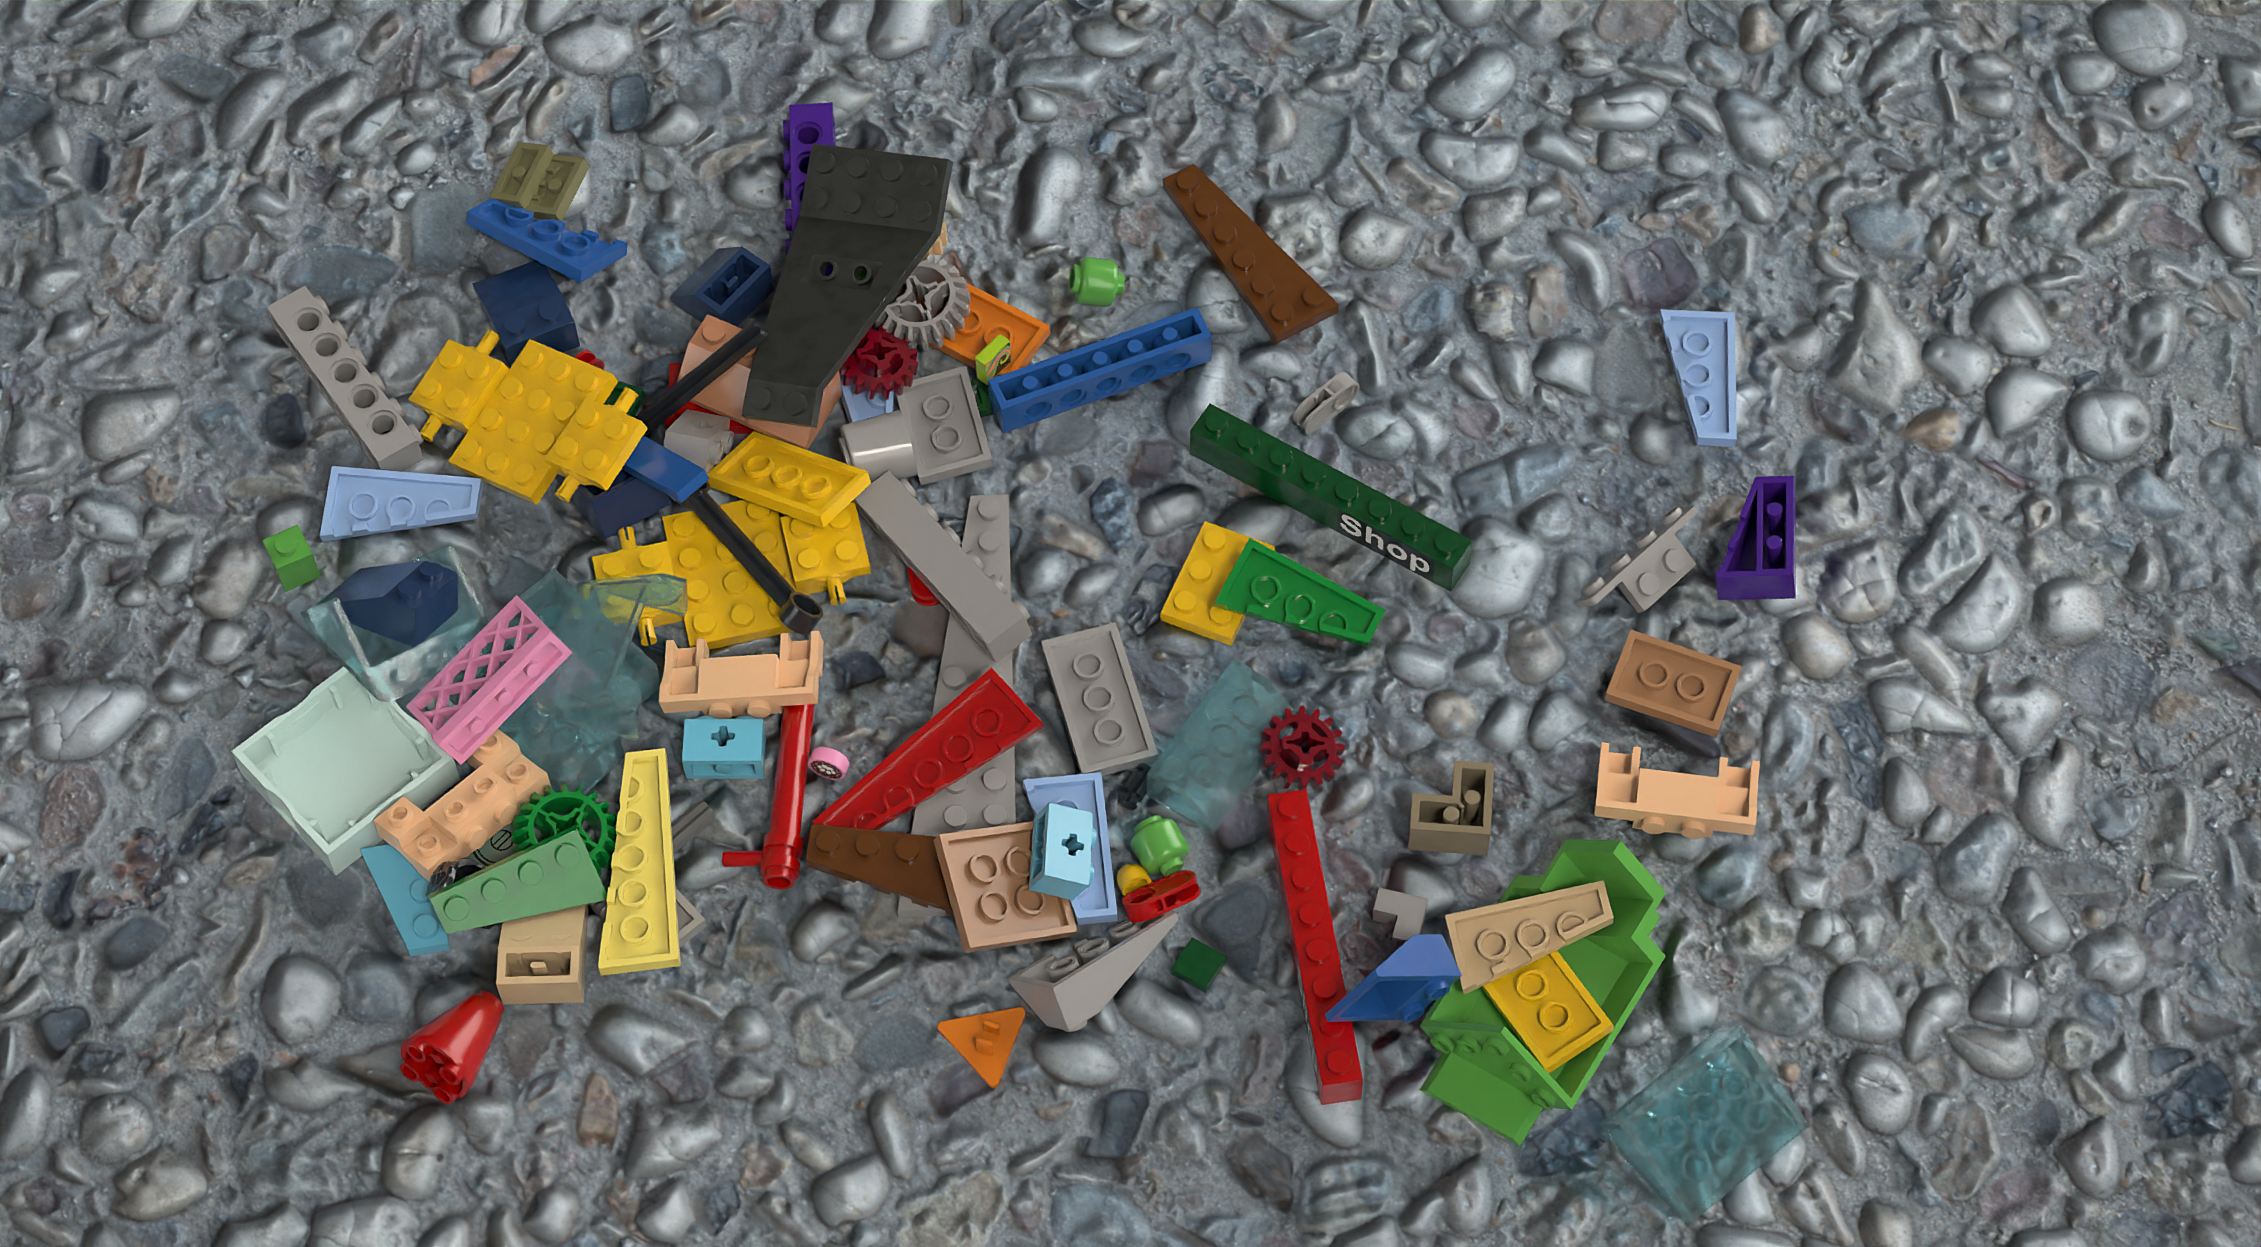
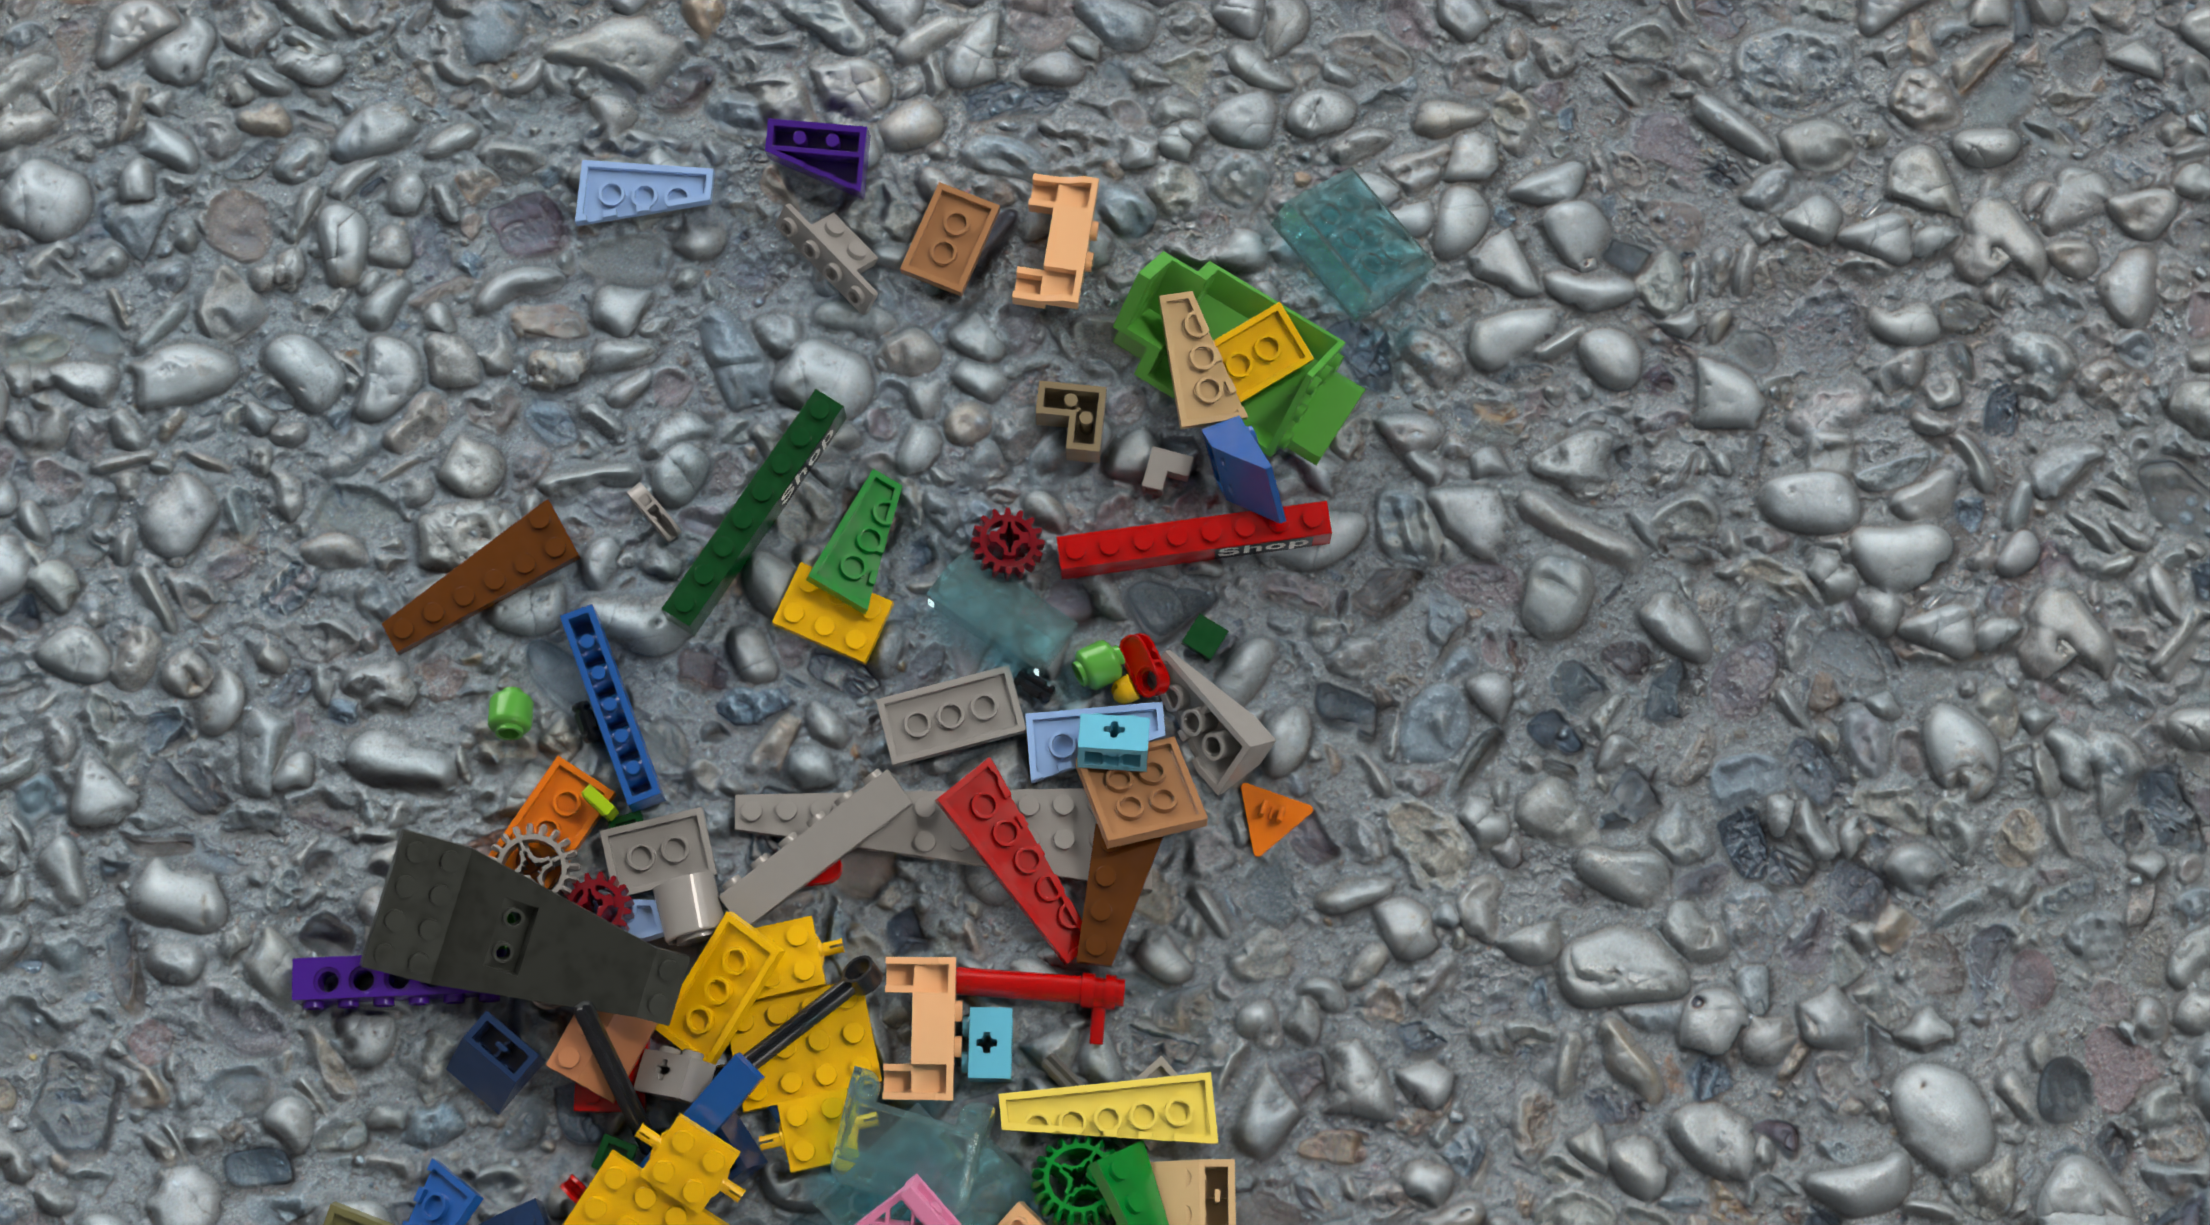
camera: 90 degrees left, 15 degrees up
(828, 763) = (1007, 951): bright pink tile -> none

